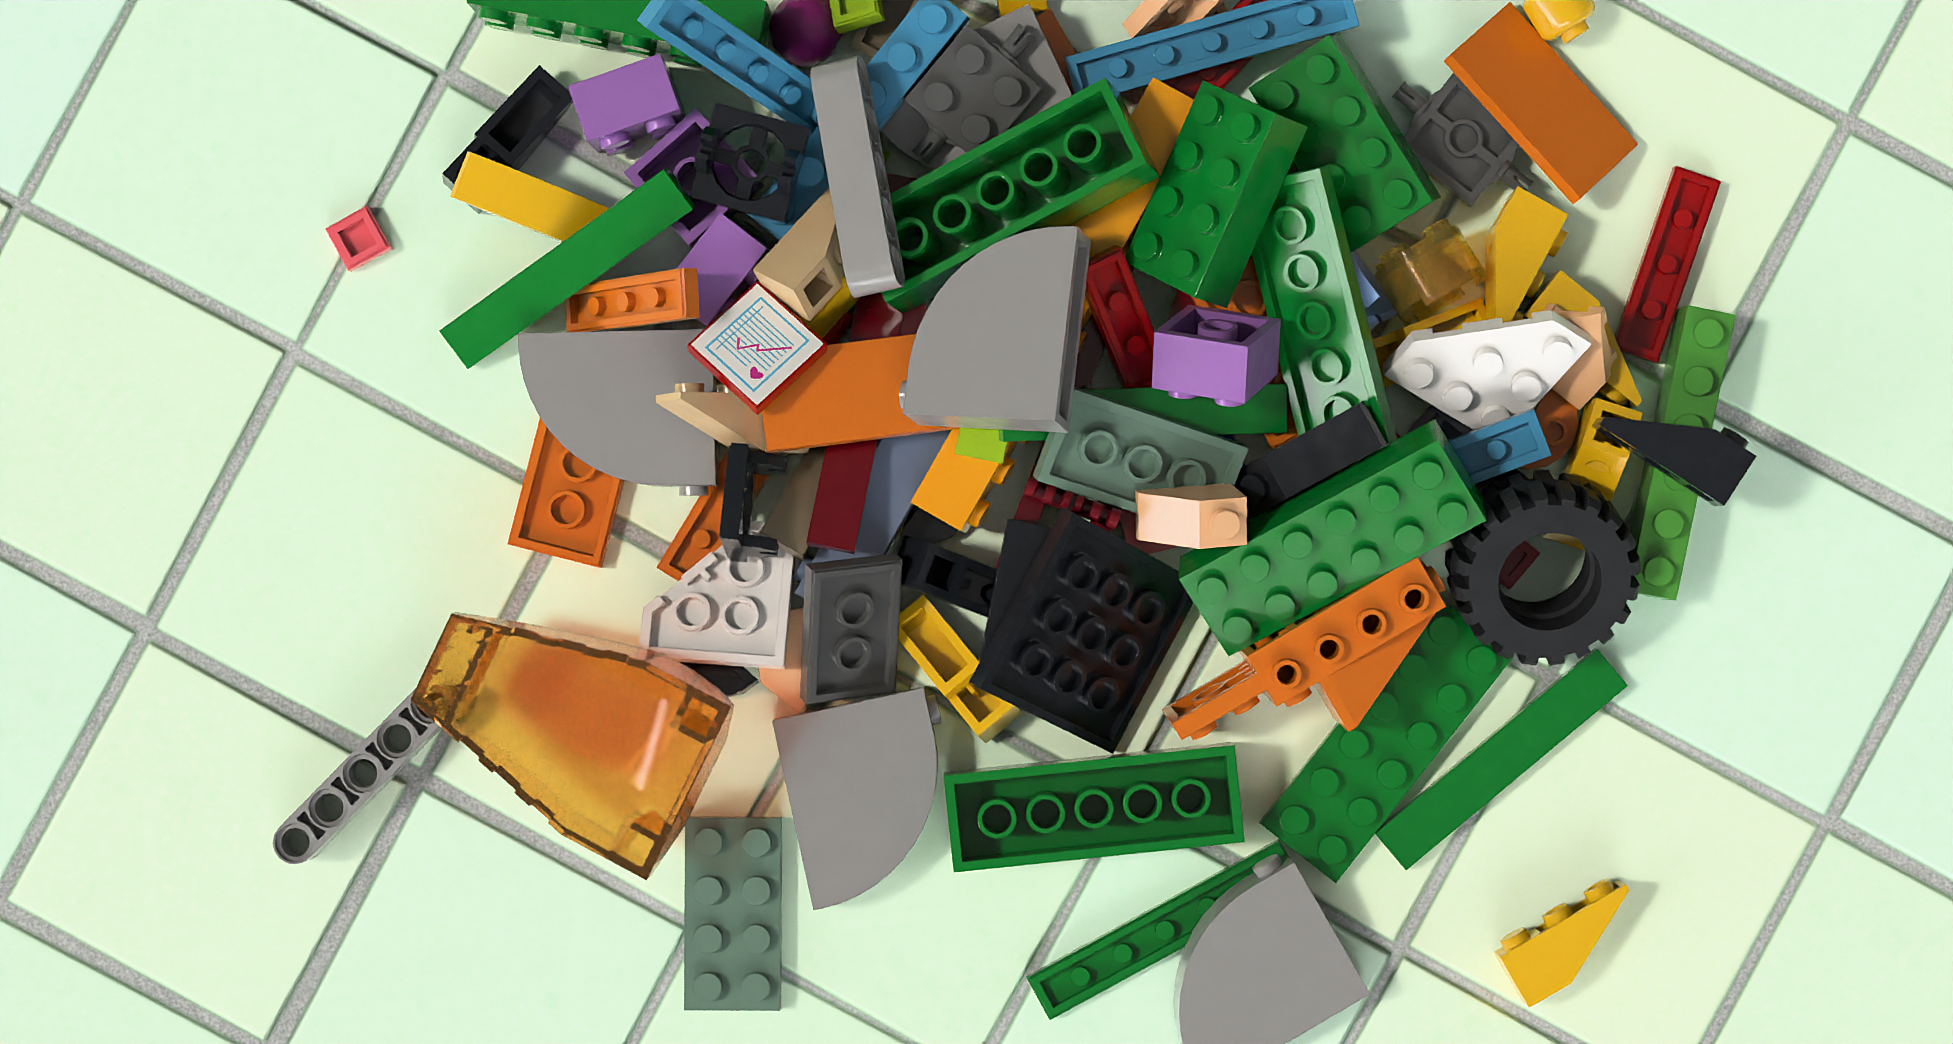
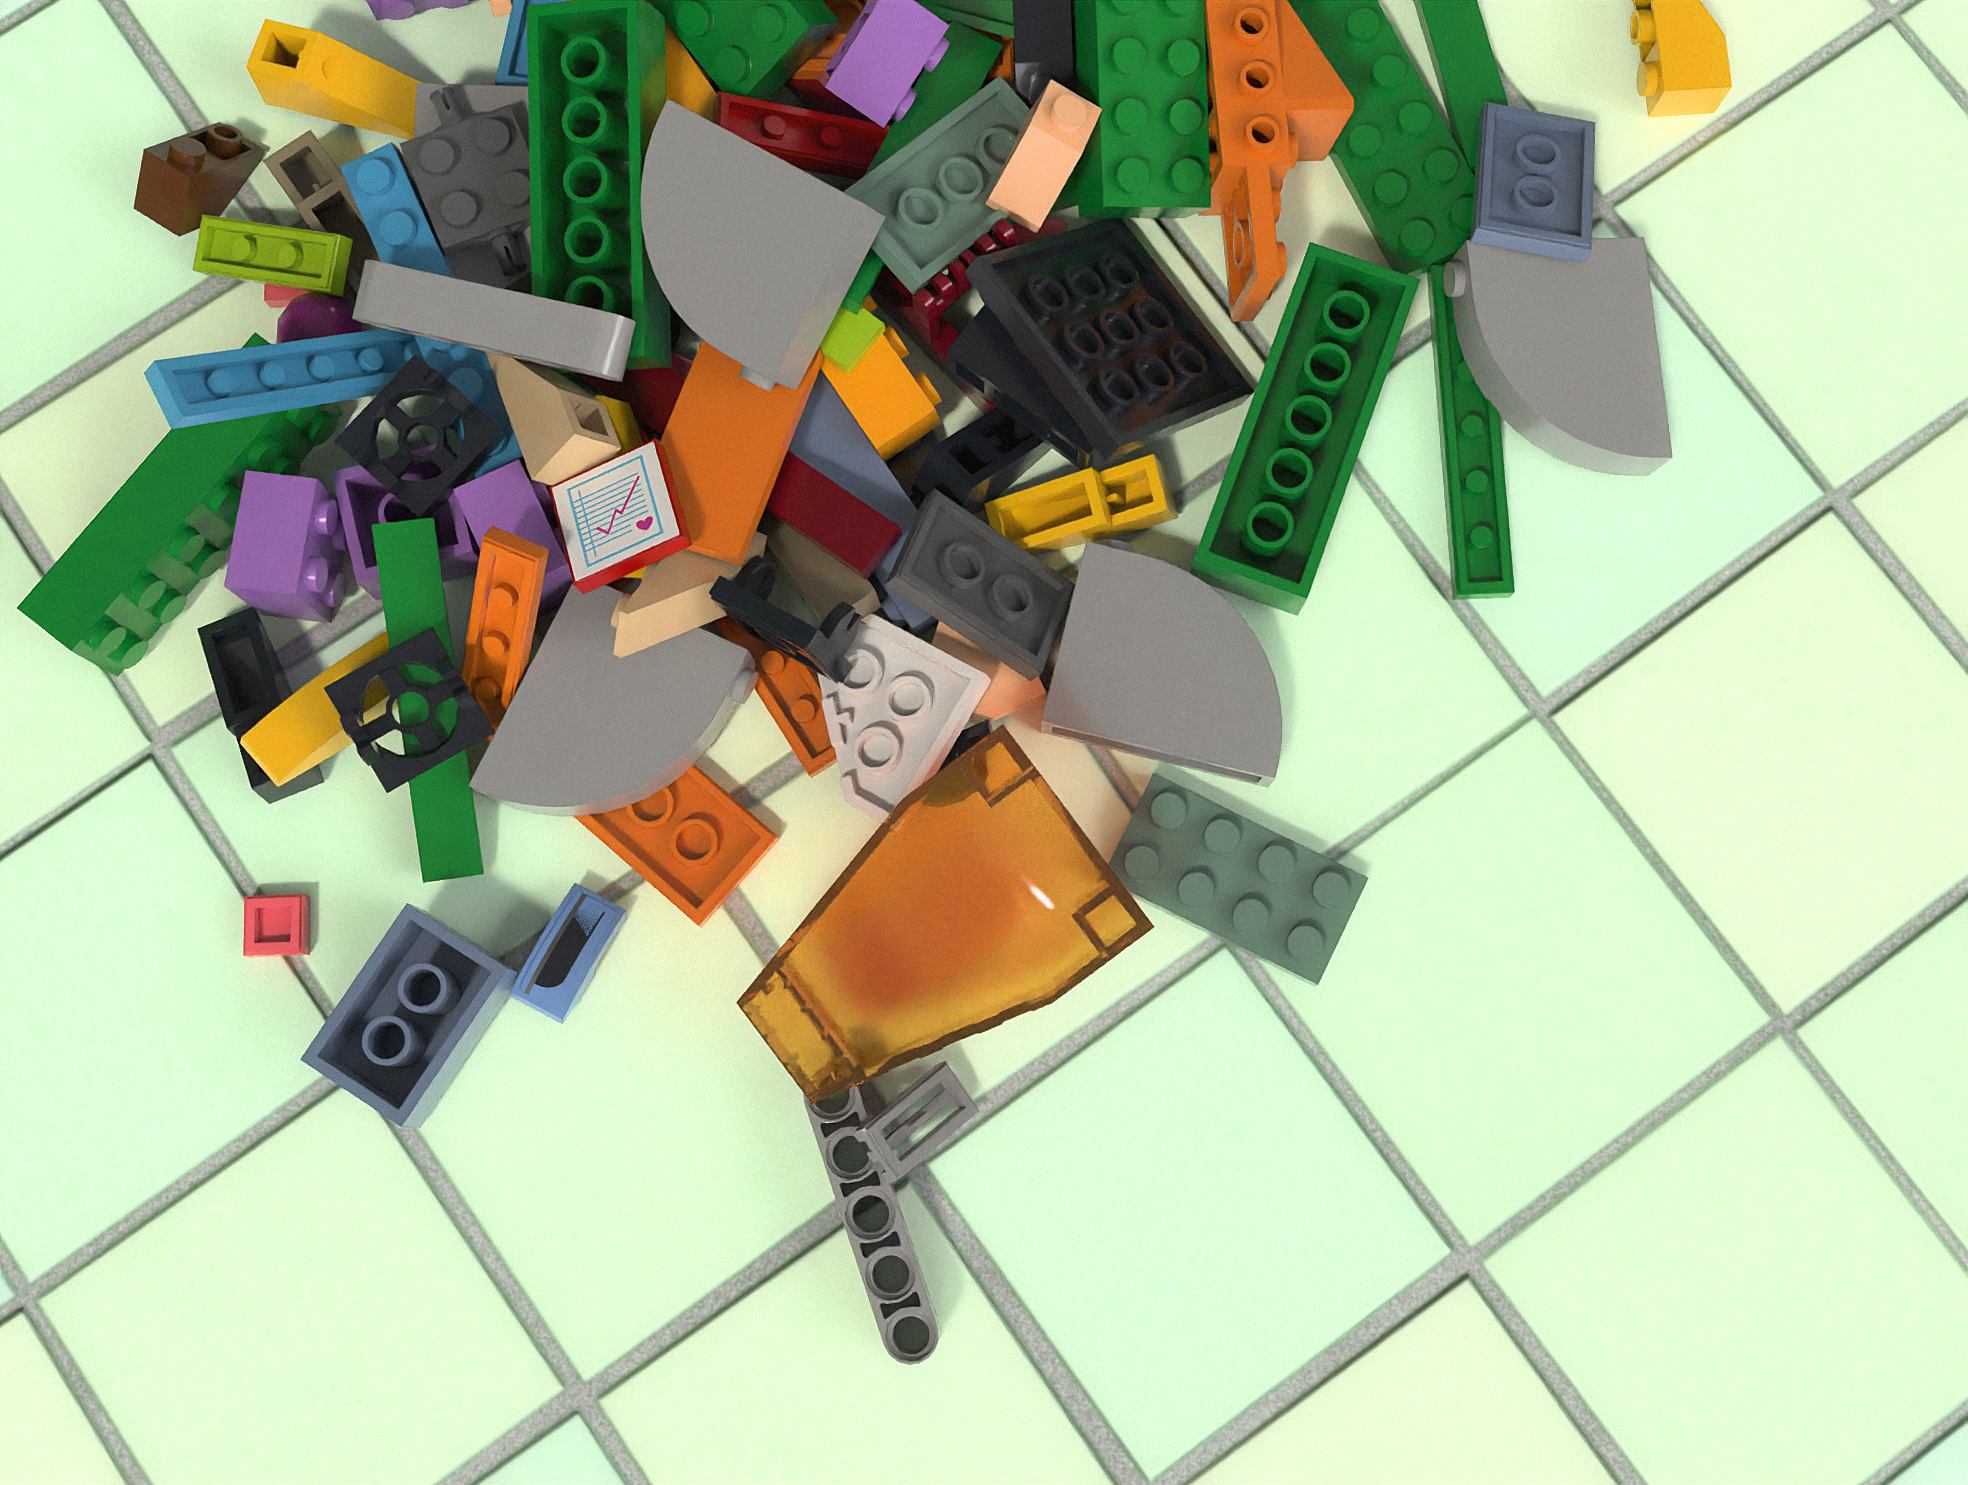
camera: 65 degrees left, 10 degrees down
(339, 378) = (411, 1017): none -> sand blue brick
(410, 758) = (883, 1147): none -> light grey tile
(441, 461) = (567, 953): none -> medium blue slope
(504, 278) = (393, 768): none -> black piece
(1374, 890) = (1534, 182): none -> sand blue tile

